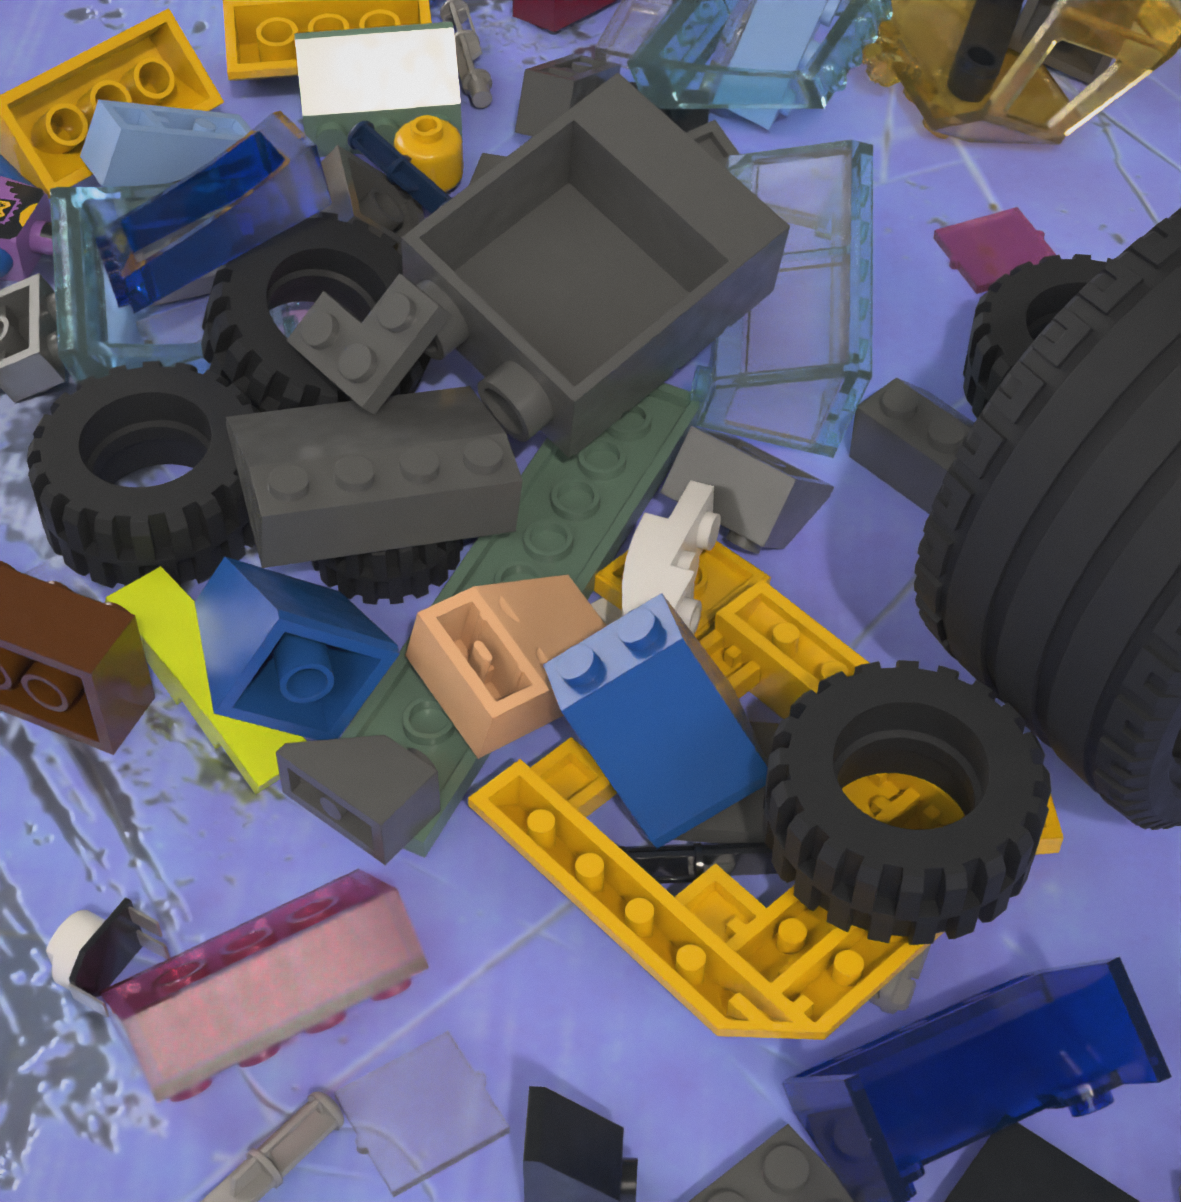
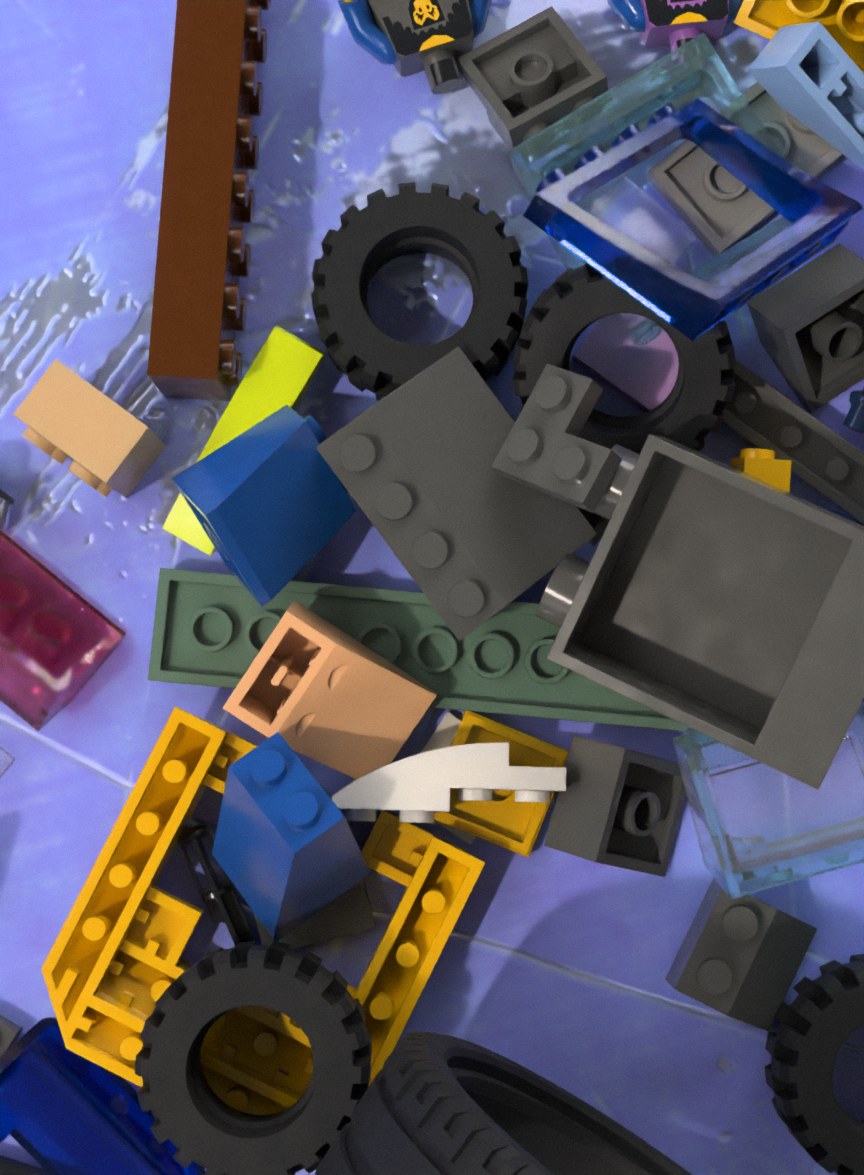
camera: 70 degrees right, 35 degrees up
(113, 789) = (81, 422): none -> tan brick
(363, 789) = (156, 623): dark grey slope -> none

